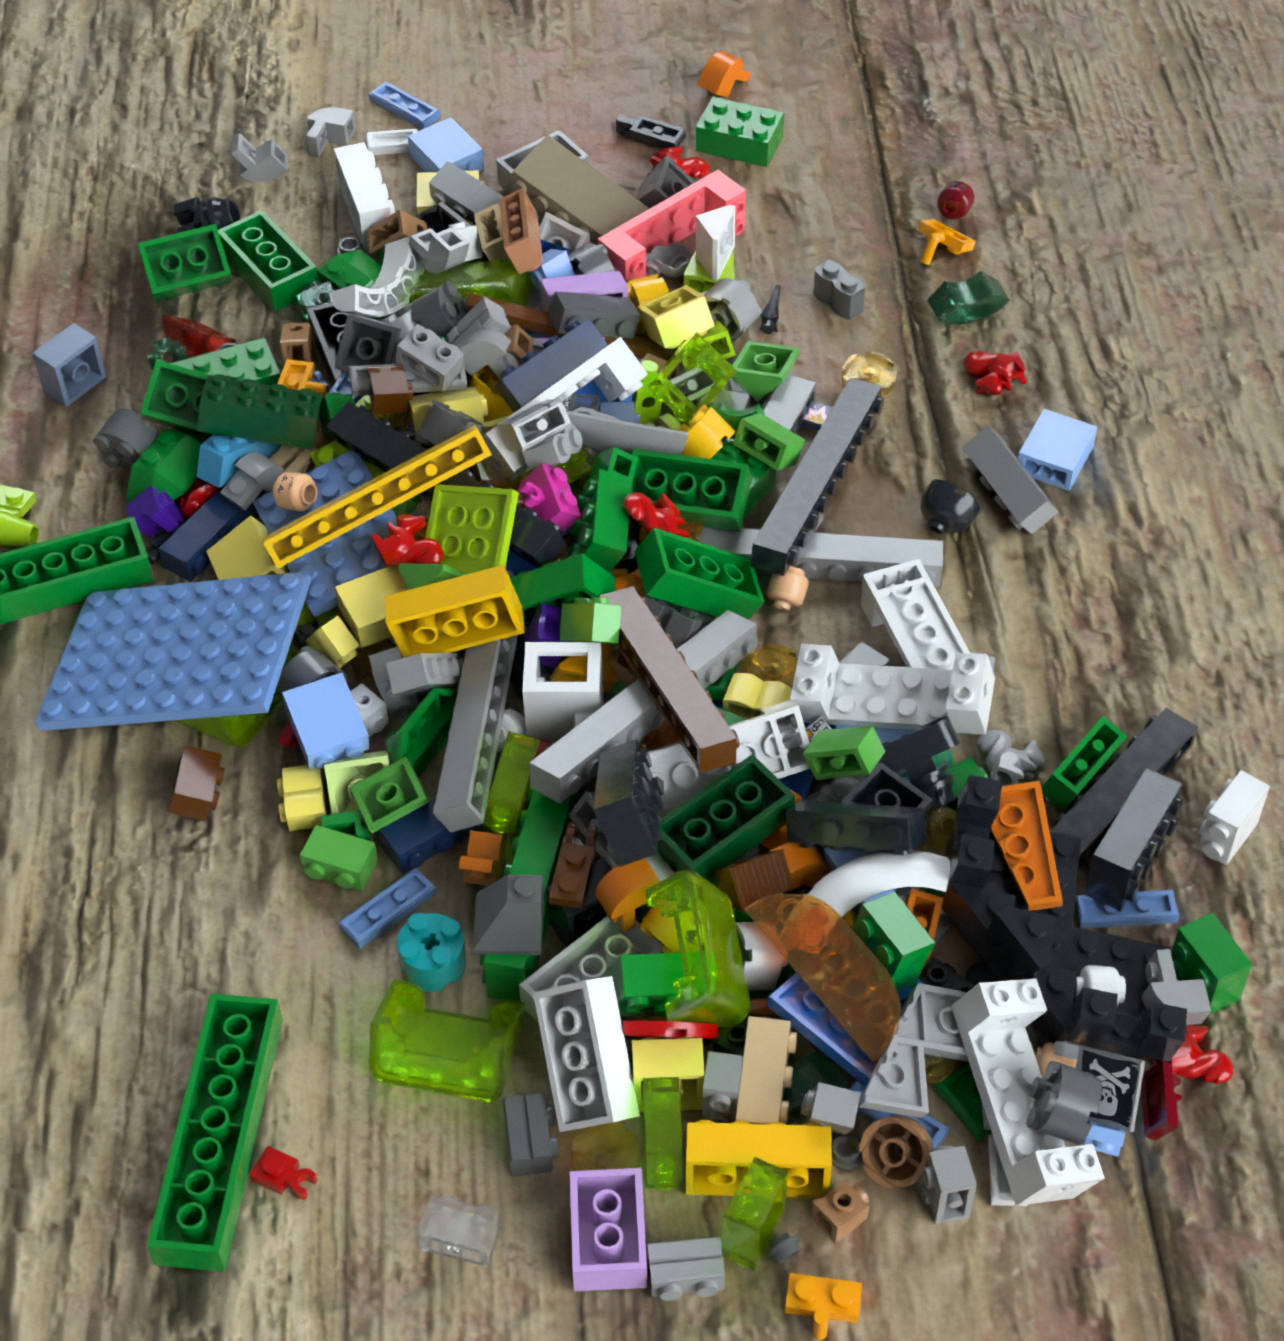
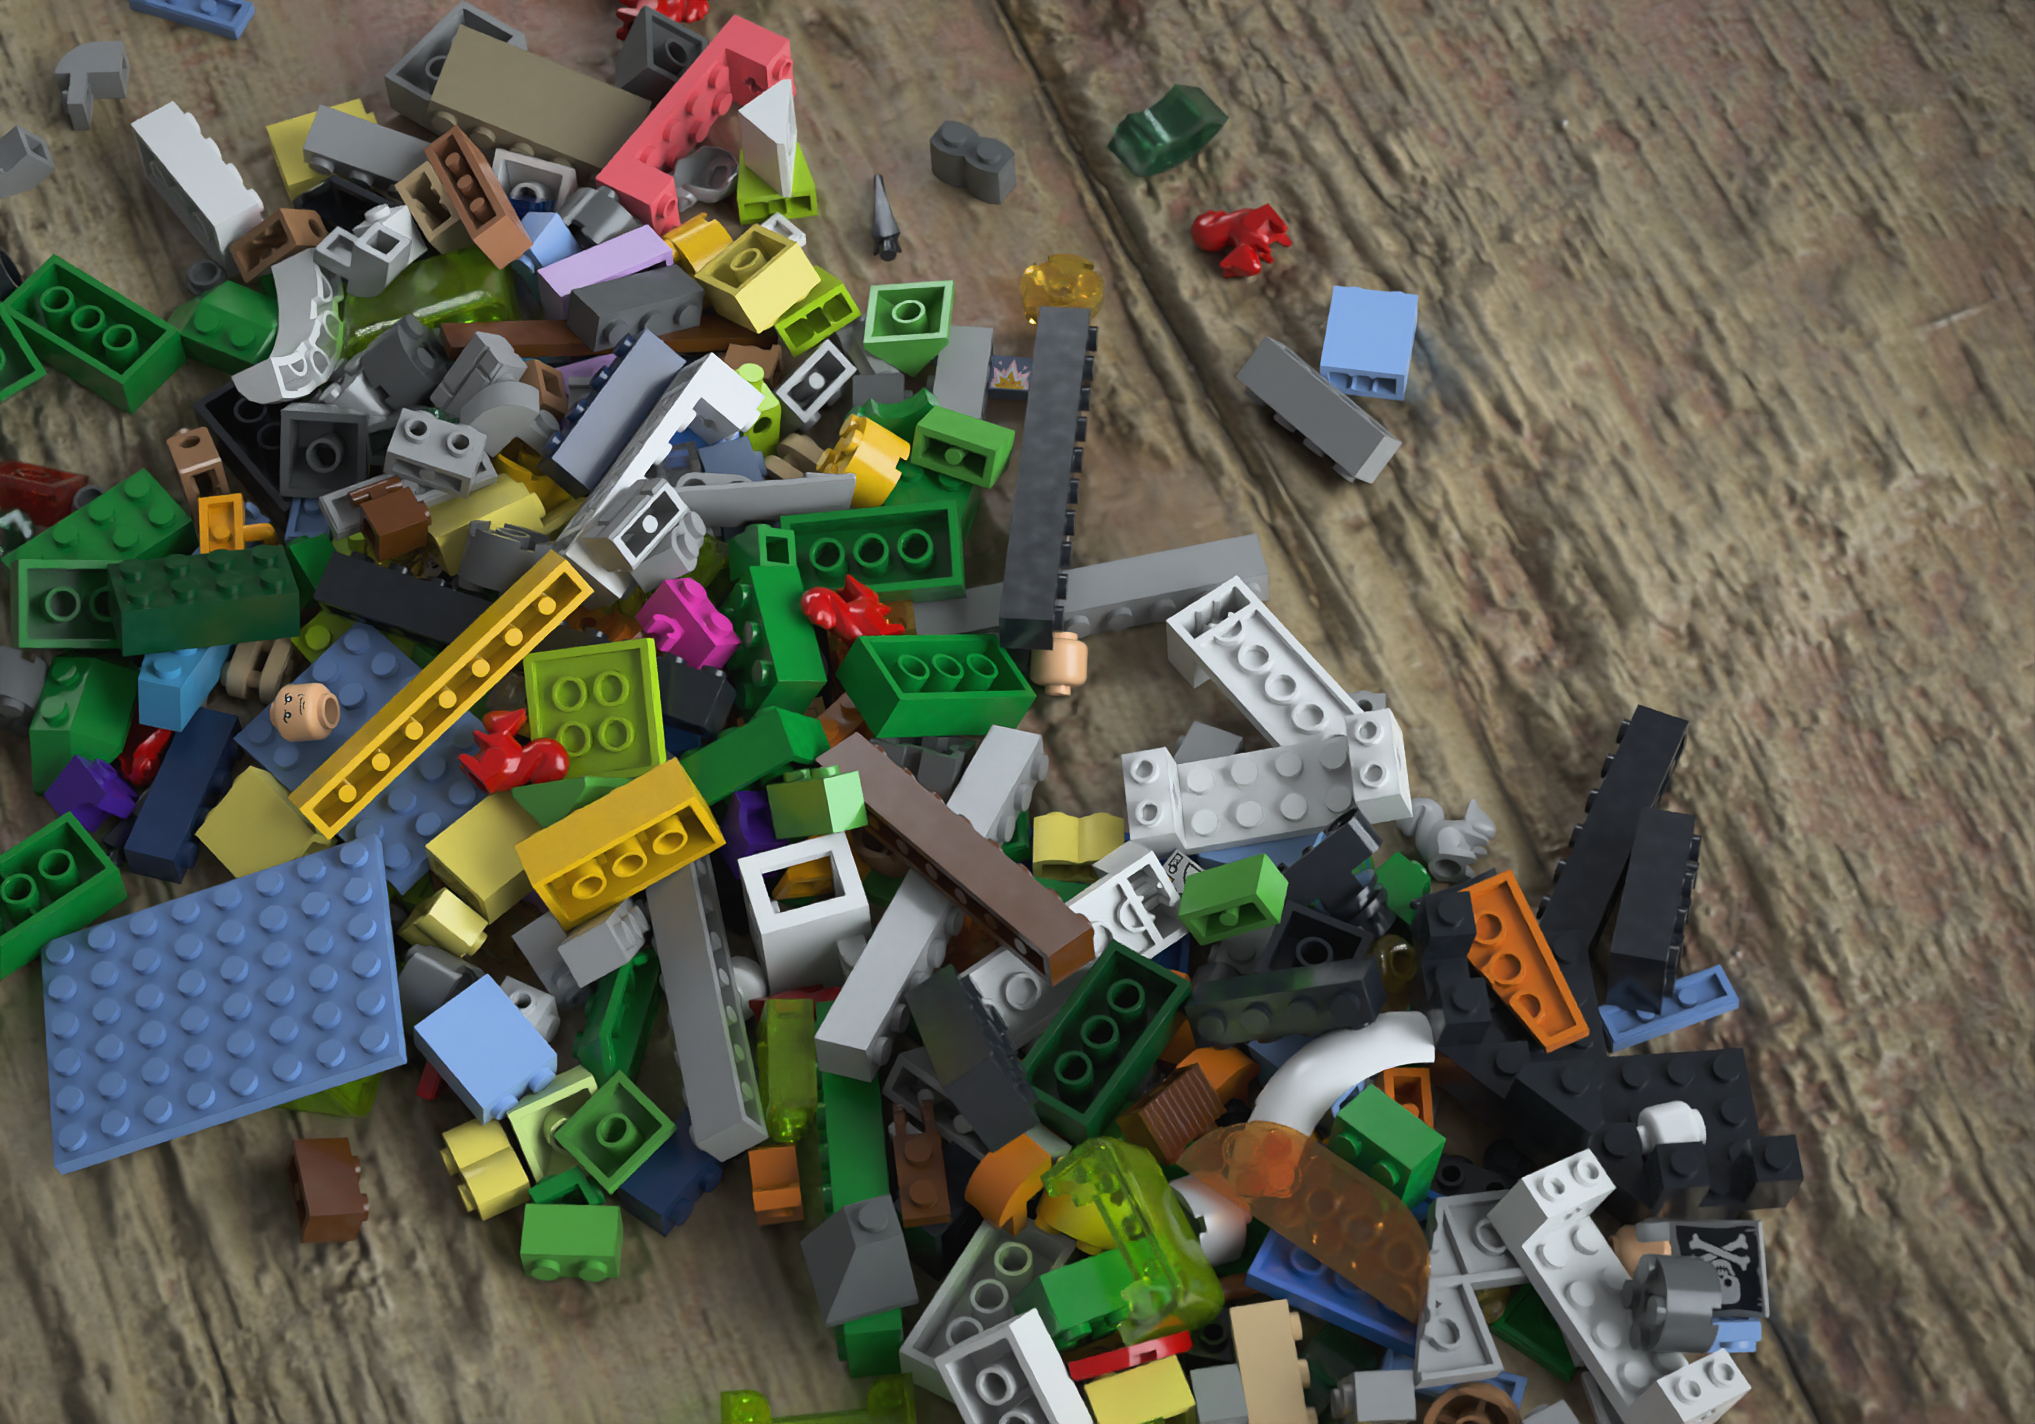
camera: 15 degrees left, 5 degrees up
(253, 476) = (225, 701): light grey brick -> none
(315, 295) = (192, 378): clear green brick -> none
(387, 908) = (665, 1292): medium blue tile -> none
(389, 141) = (198, 74): white tile -> none
(431, 951) = (755, 1337): teal brick -> none
(445, 142) = (291, 72): light blue brick -> none
(708, 360) = (833, 340): clear neon green window -> none
(733, 306) = (829, 233): light grey brick -> none
(770, 657) = (1078, 771): clear yellow plate -> none
(940, 233) = (1094, 30): light orange plate -> none
(947, 509) = (1244, 480): black cylinder -> none
(1082, 763) = (1550, 817): green brick -> none
(1159, 1100) = (1789, 1263): dark red plate -> none
(1167, 990) = (1764, 1115): light grey brick -> none
(1192, 1062) = (1816, 1197): red animal -> none
(1210, 953) = (1799, 1058): green brick -> none
(1232, 817) = (1770, 840): white brick -> none

